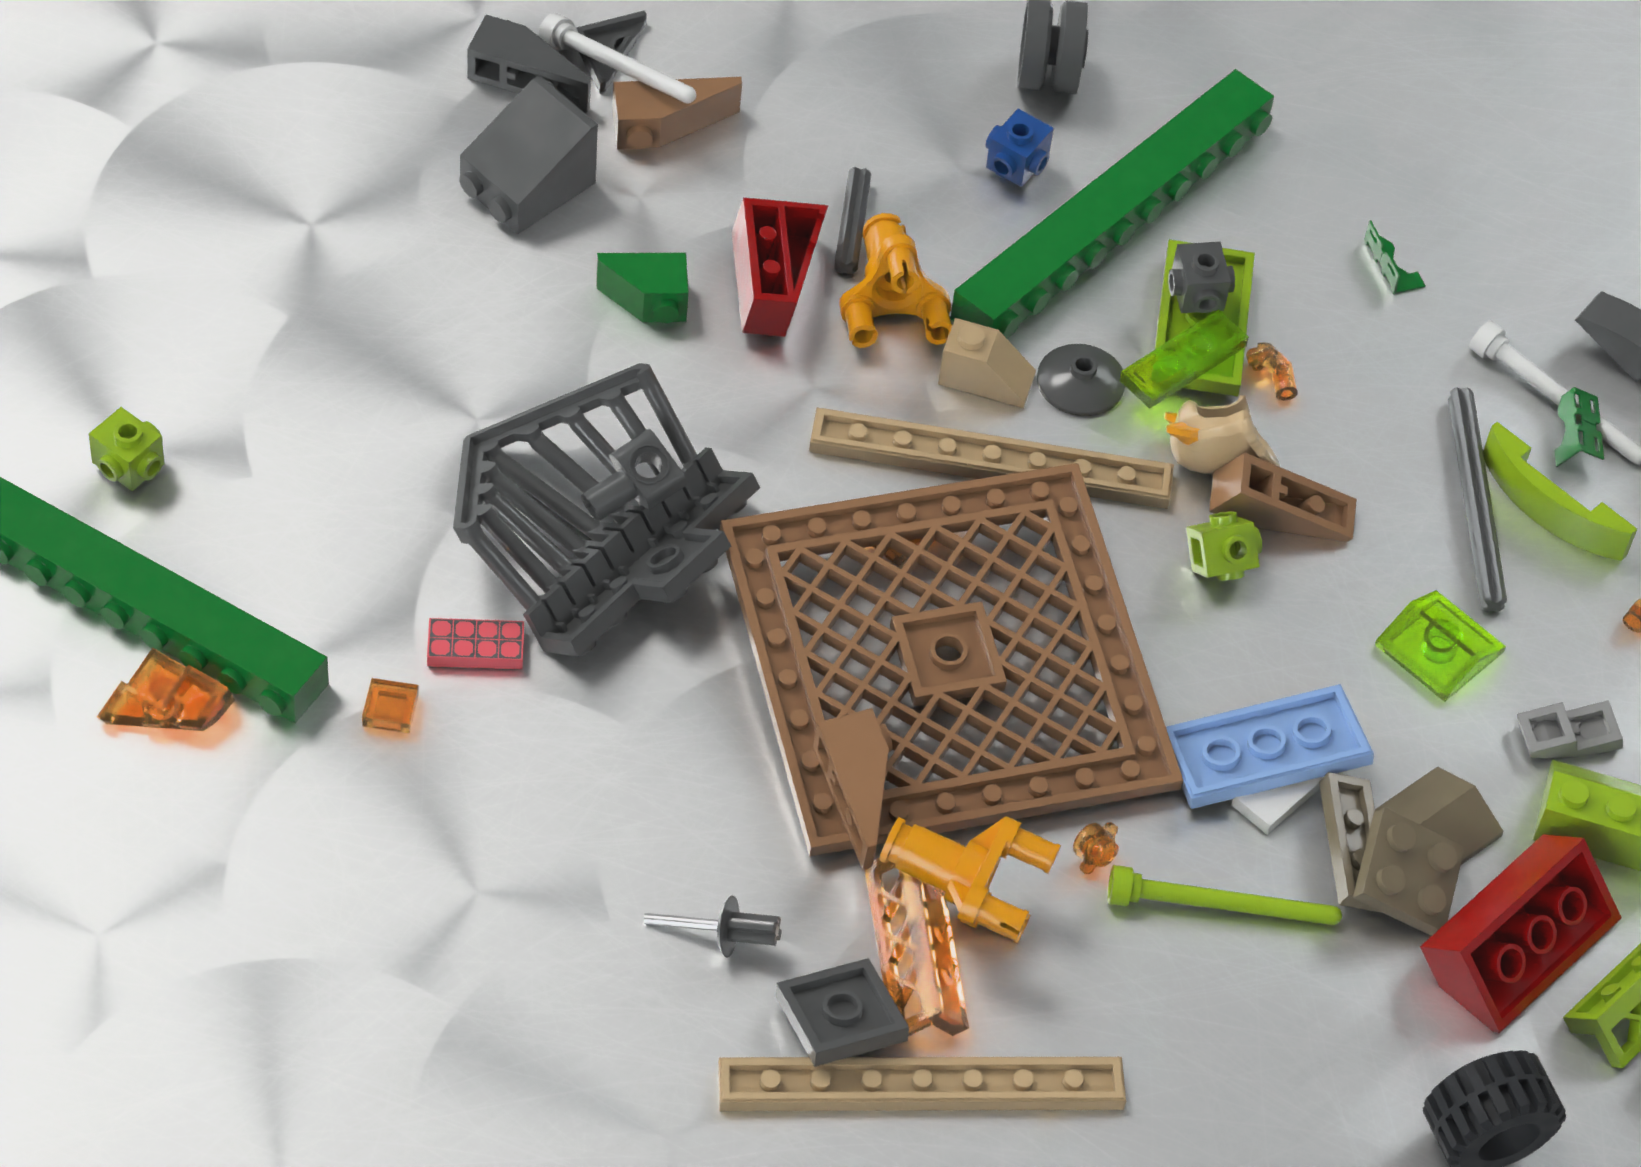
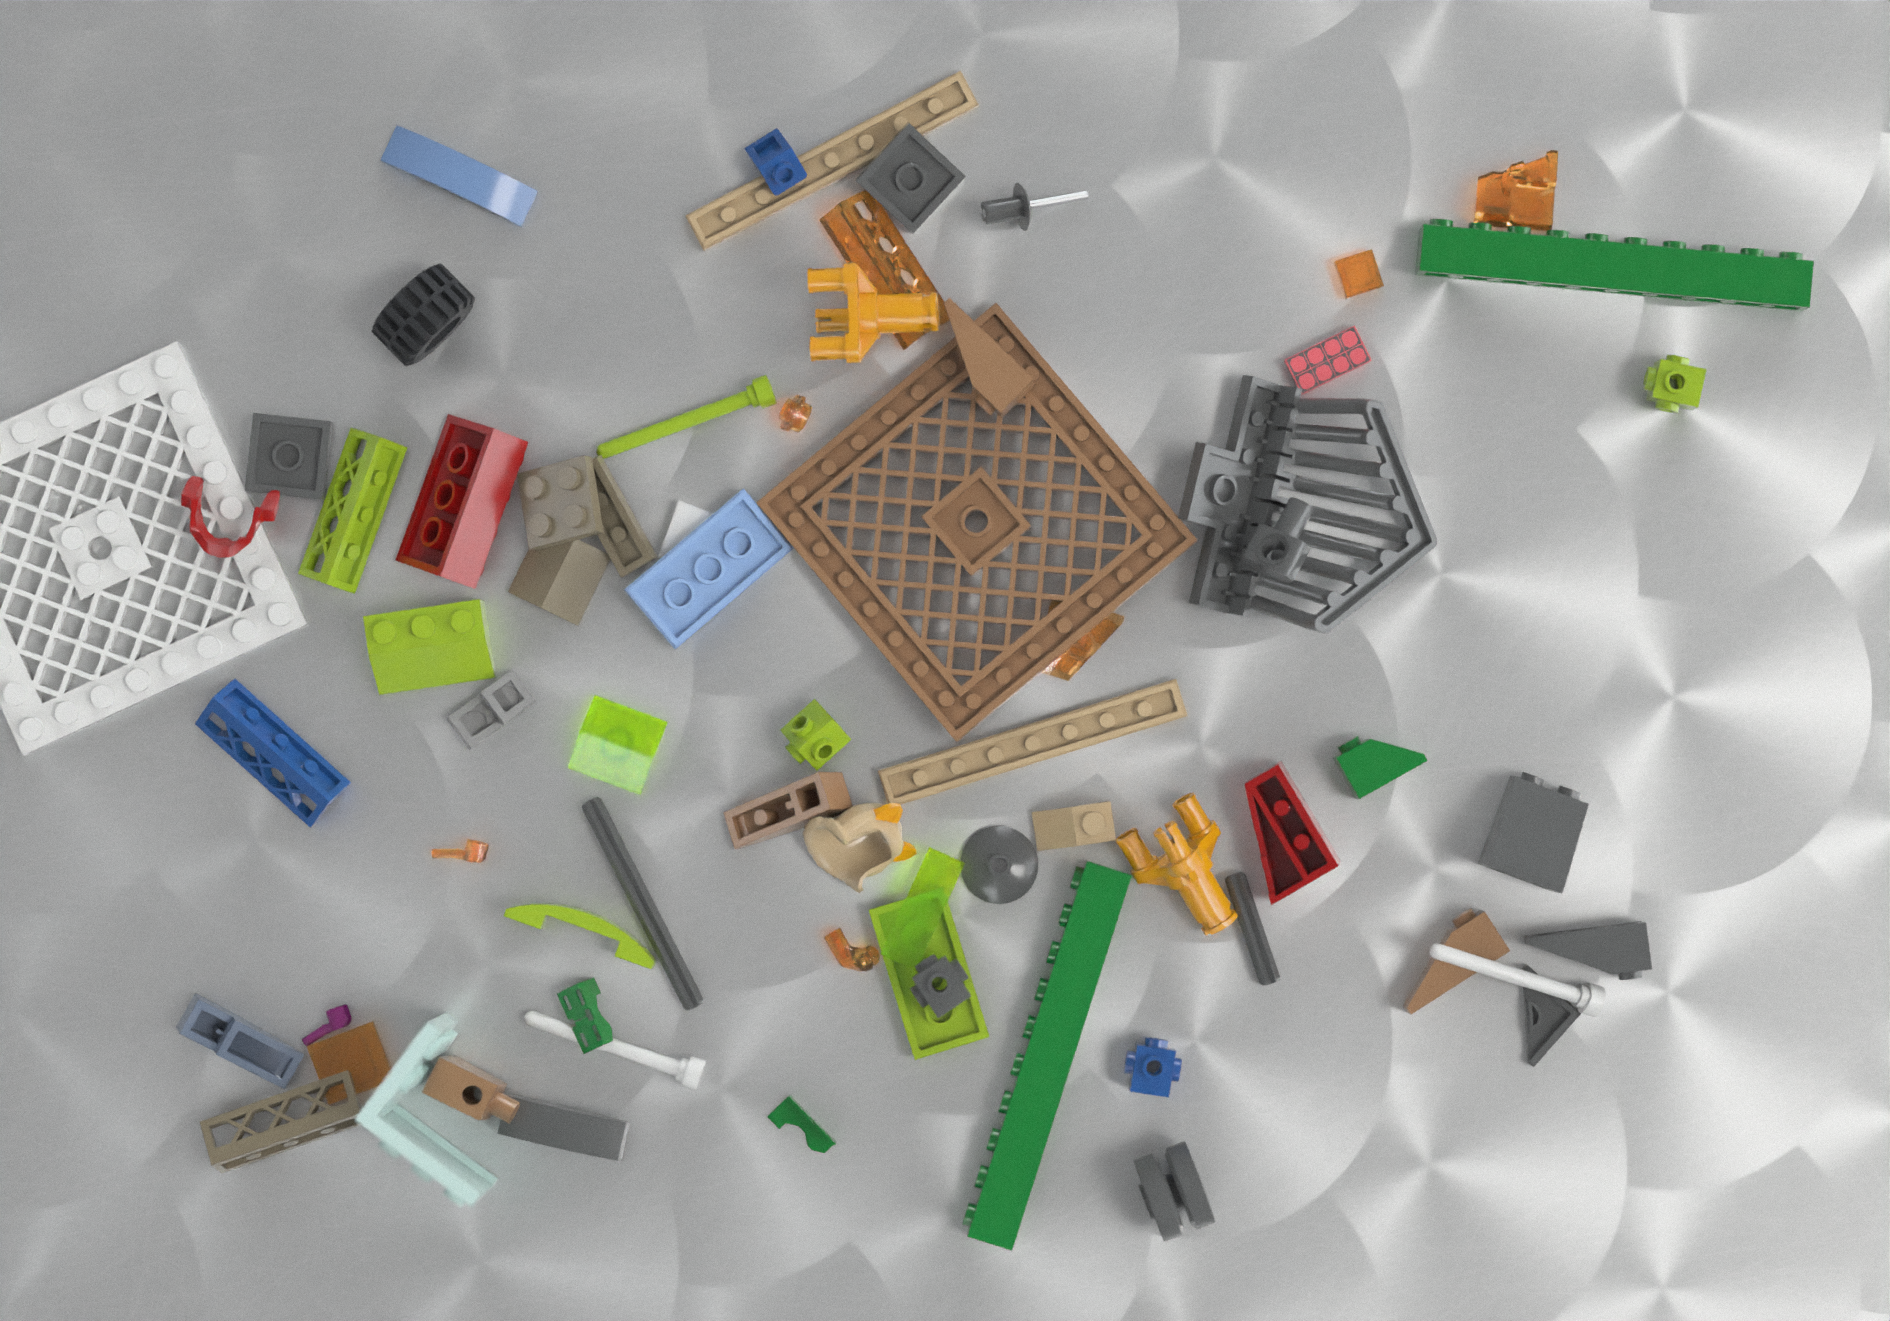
camera: 160 degrees right, 35 degrees up
(991, 1104) = (776, 162): none -> blue bracket

